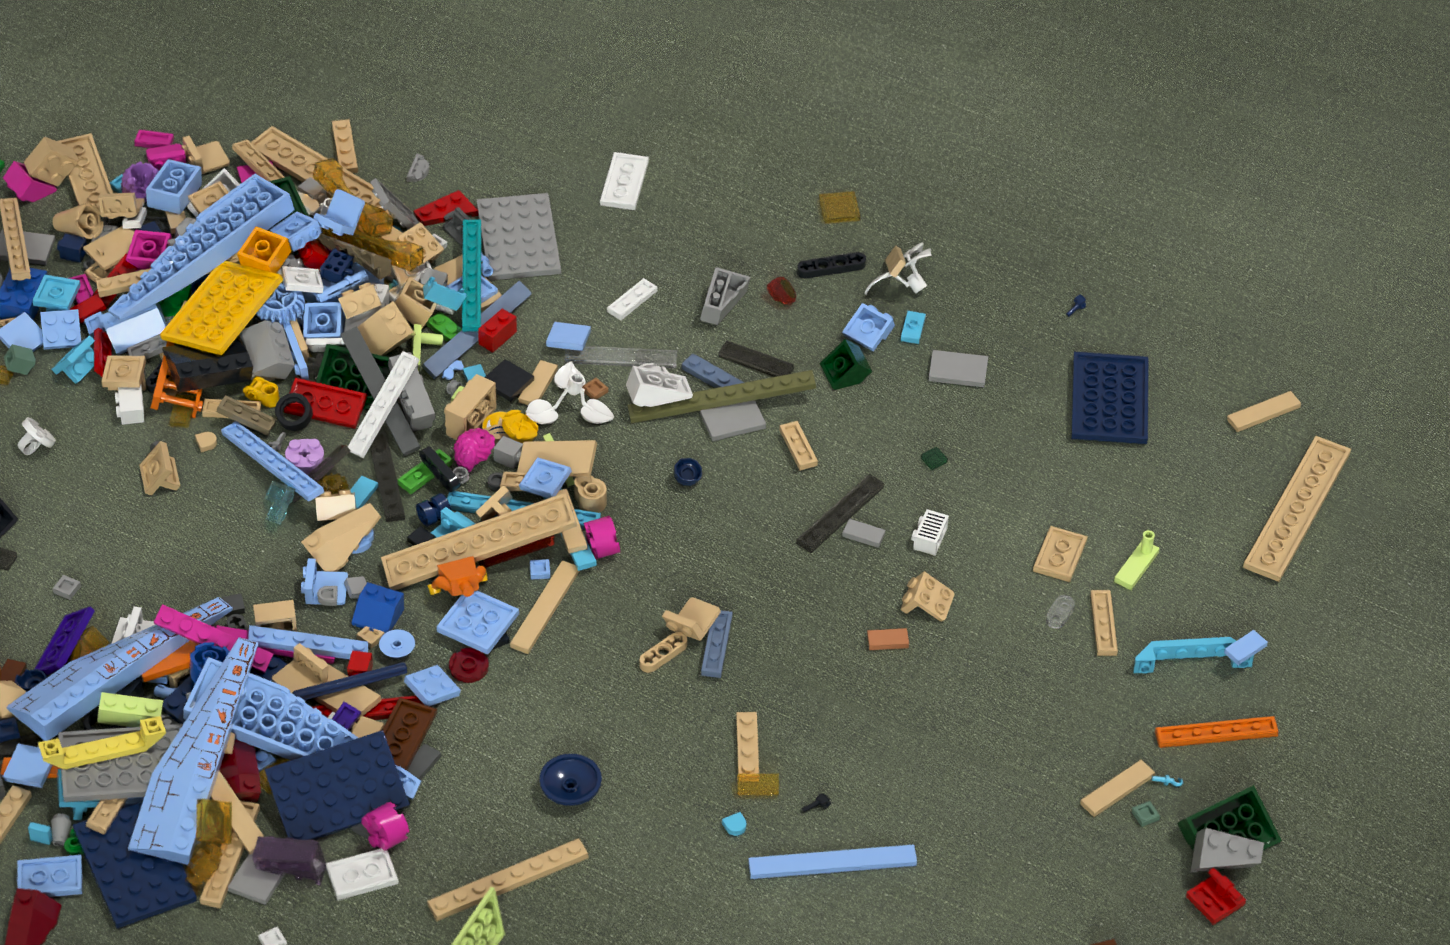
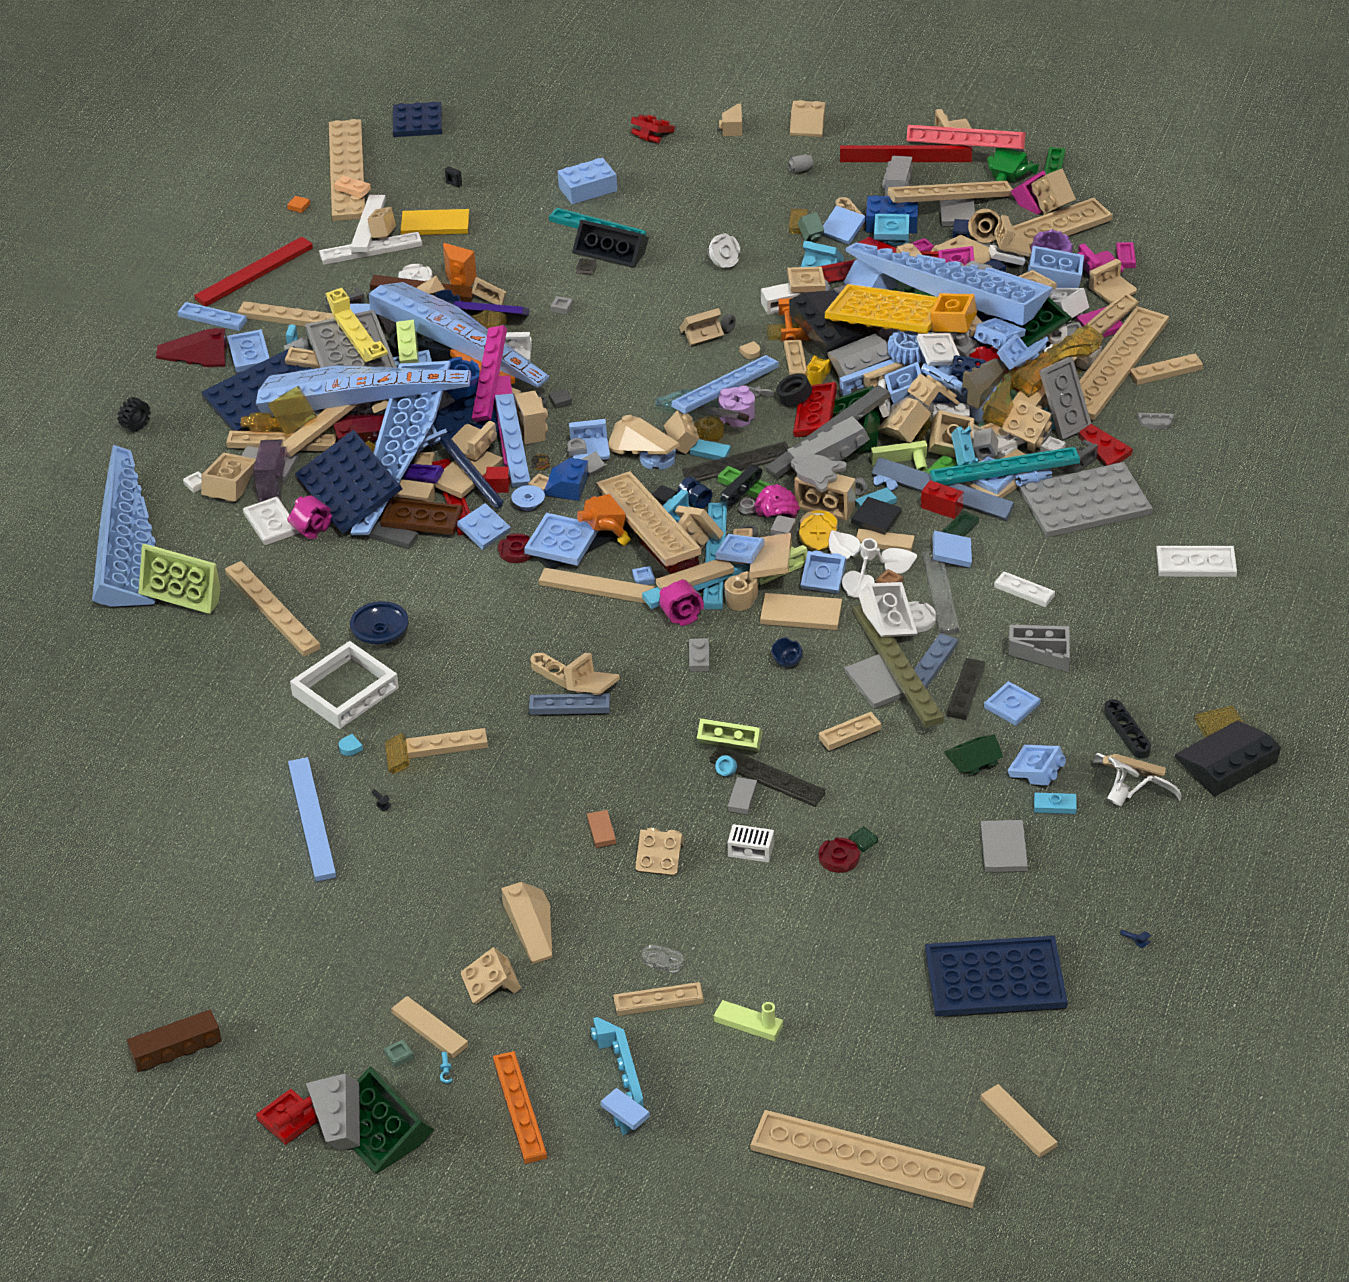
camera: 85 degrees right, 5 degrees down
(29, 643) = (488, 291): none -> tan slope
(60, 329) = (858, 234): light blue plate -> none
(246, 415) = (781, 361): dark tan plate -> none
(284, 902) = (227, 477): none -> tan slope
(334, 630) = (540, 461): none -> clear smoke tile
(383, 404) = (803, 430): white tile -> none
(460, 398) = (817, 470): none -> light grey tile
(532, 327) = (962, 524): none -> clear green tile
(577, 426) = (823, 572): none -> light blue plate
(624, 457) = (801, 611): none -> tan tile
(653, 780) = (360, 702): none -> white window
(666, 540) = (699, 654): none -> light grey plate
(781, 291) = (1068, 691): clear red rock -> none
(782, 333) = (1012, 703): none -> light blue tile
(794, 526) = (729, 735): none -> yellowish green brick
(827, 537) = (726, 766): none -> medium azure tile
(883, 206) = (1229, 756): none -> black slope
(949, 478) = (839, 855): none -> dark red tile
(992, 703) = (531, 919): none -> tan wedge
(1060, 554) = (750, 954): tan tile -> none
(1067, 737) = (488, 974): none -> tan bracket

